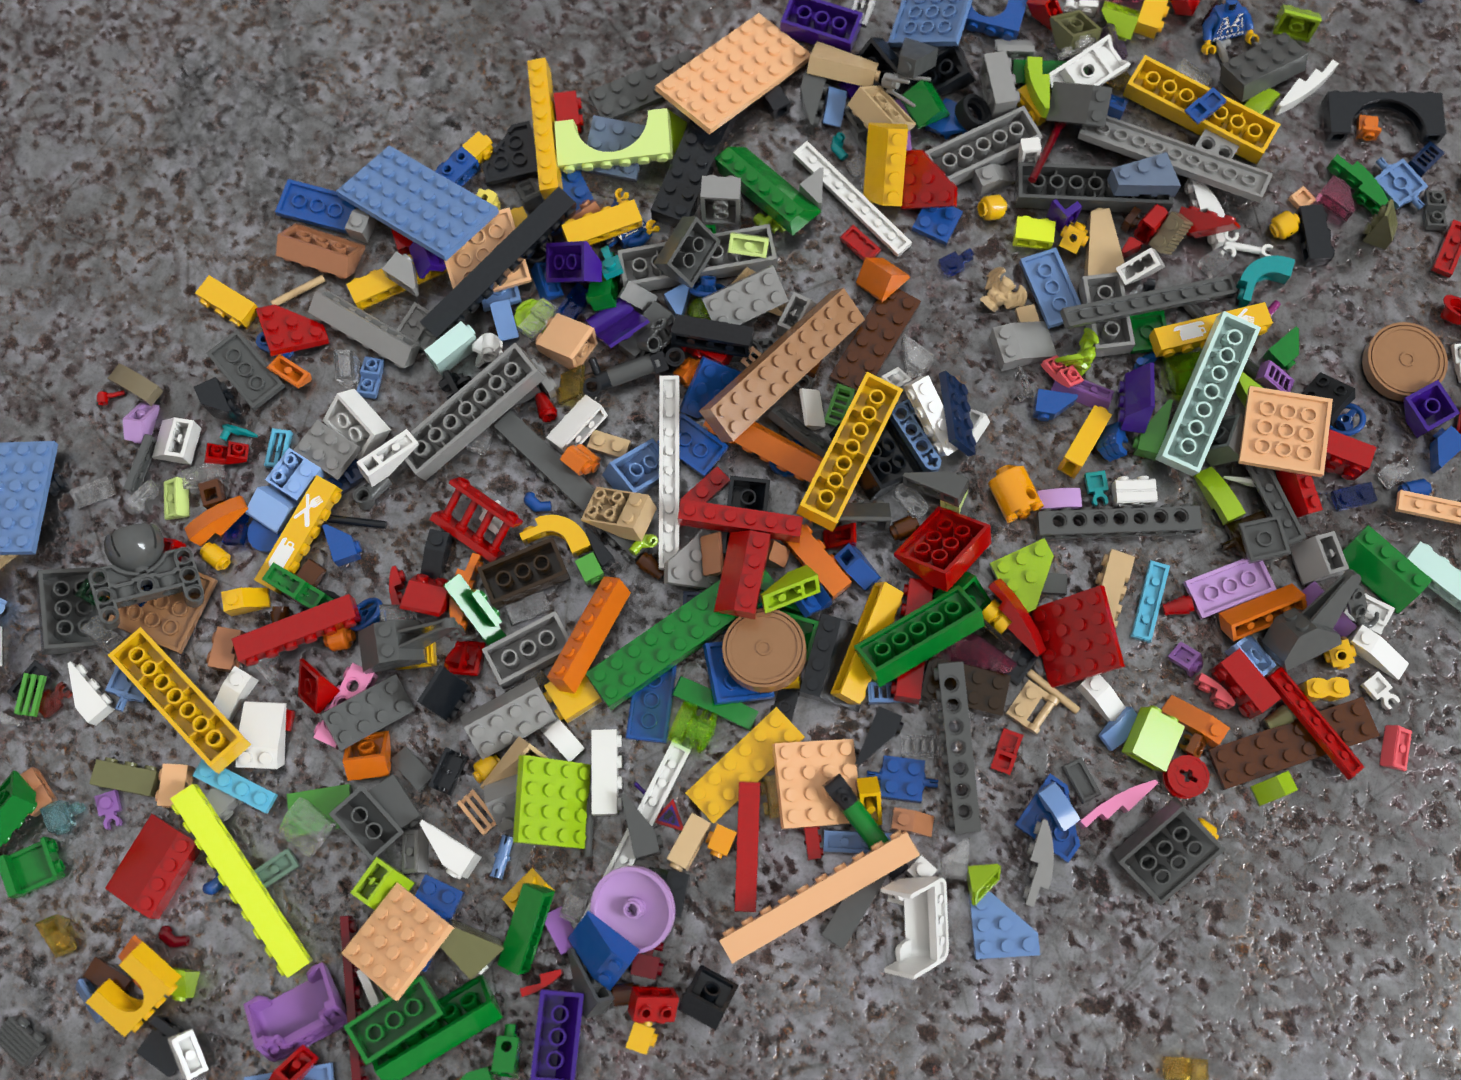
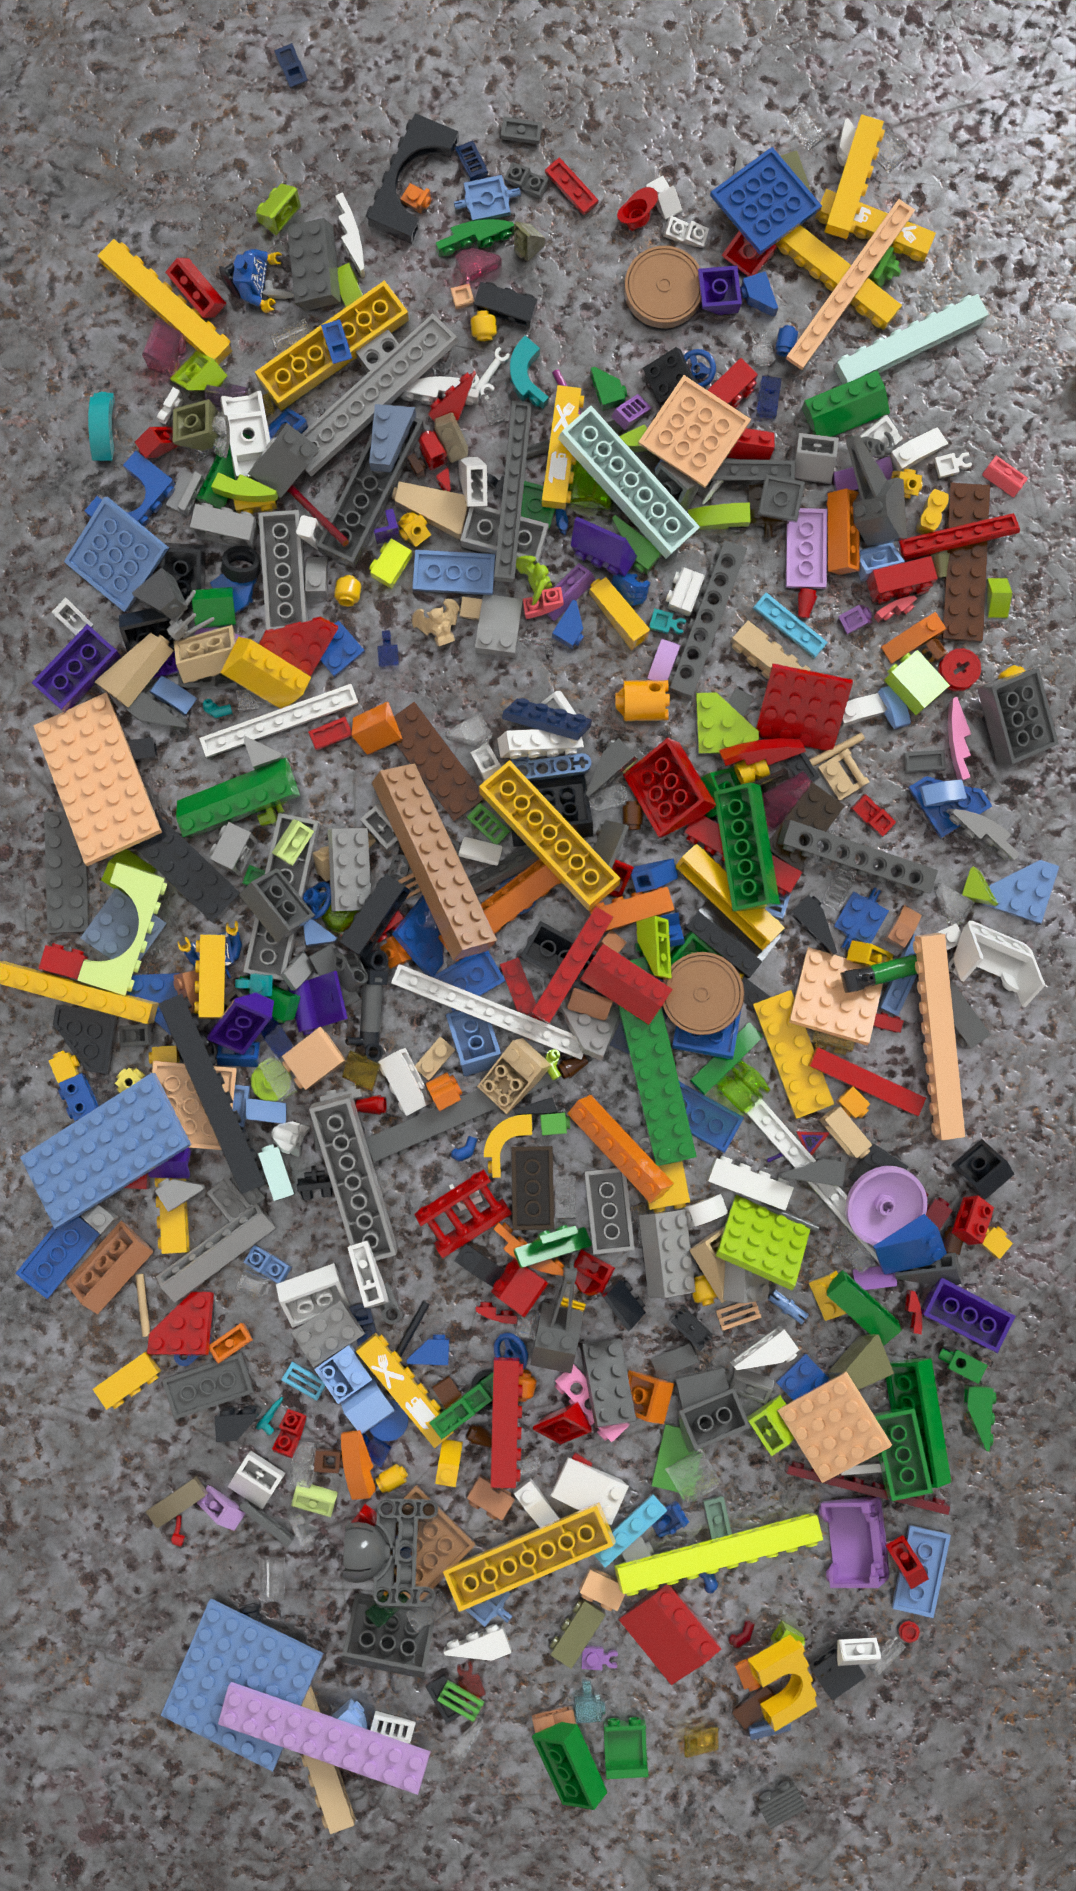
camera: 80 degrees left, 10 degrees up
(260, 823) = (670, 1520): none -> blue hand

